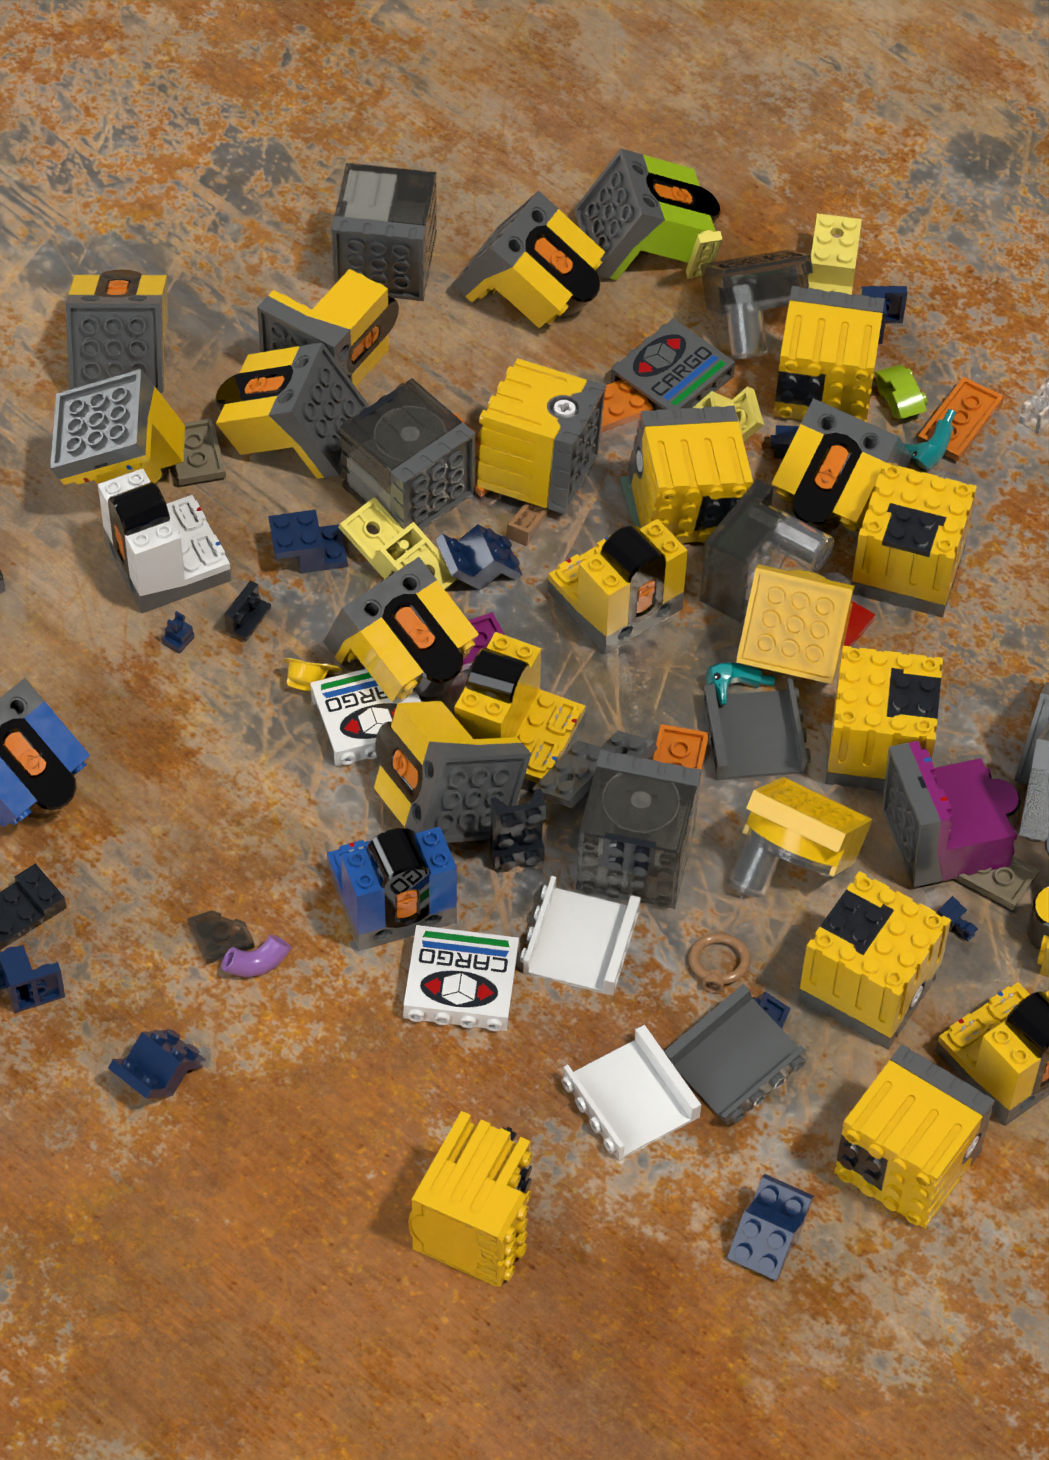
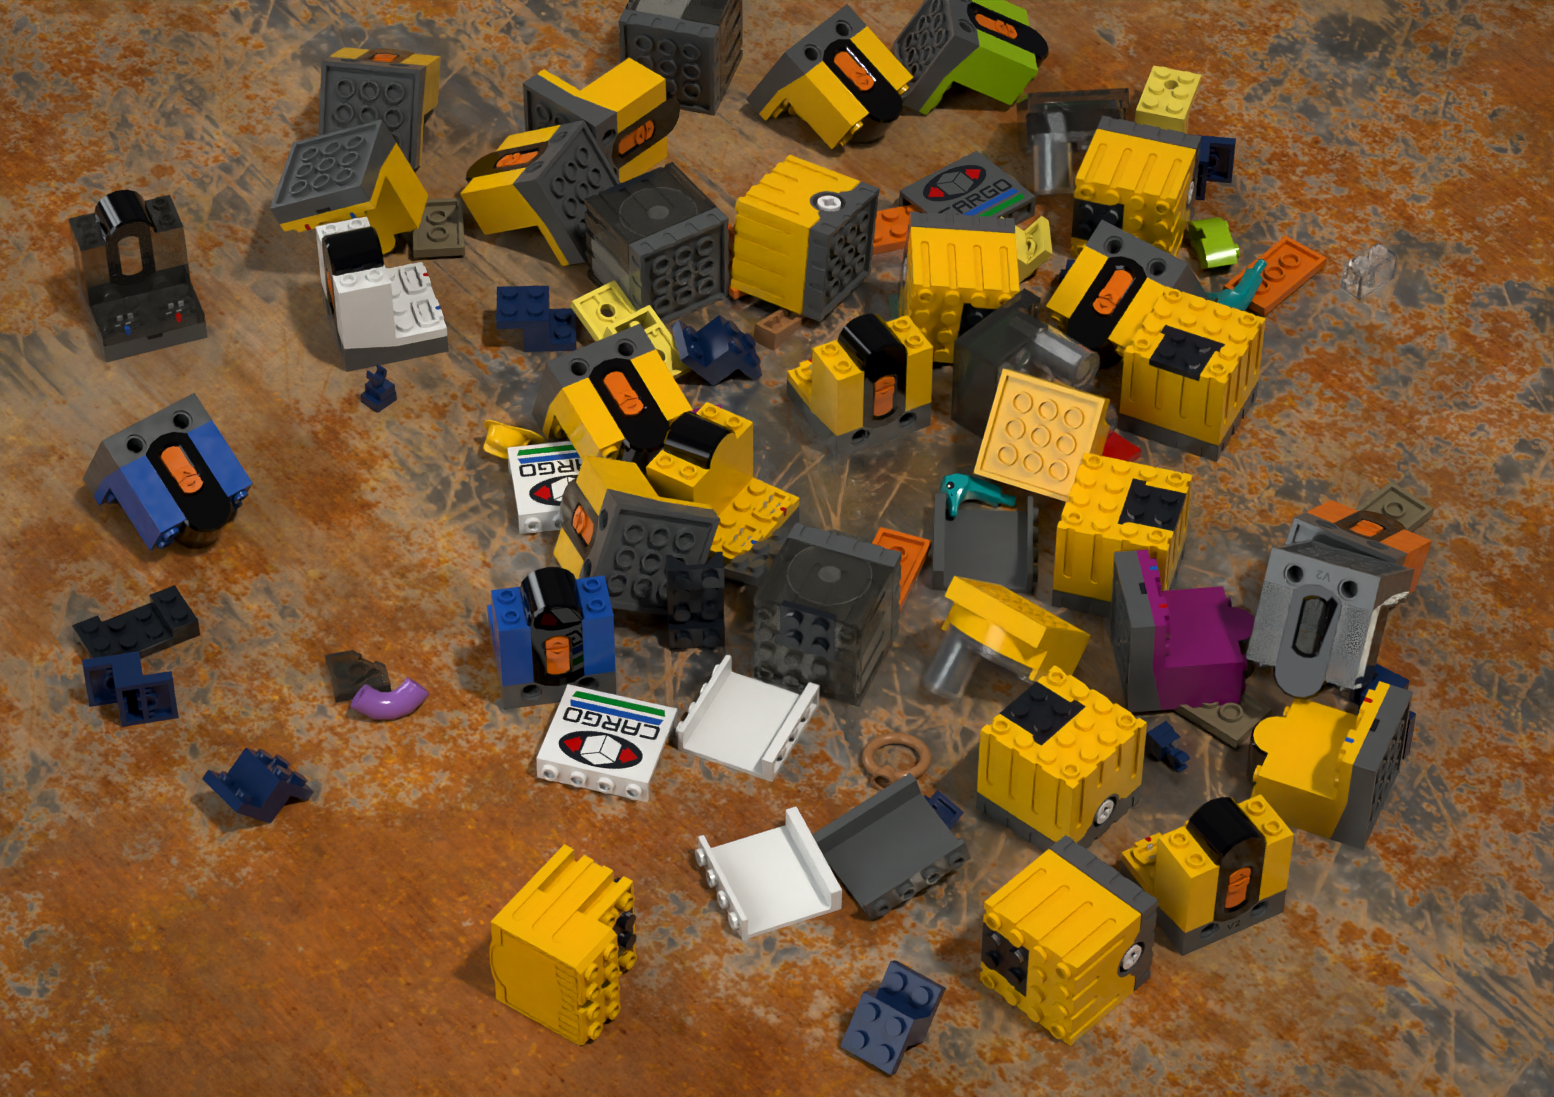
camera: 10 degrees right, 10 degrees down
(246, 612) = (455, 377): black bracket -> none
(704, 251) = (1020, 82): light yellow plate -> none

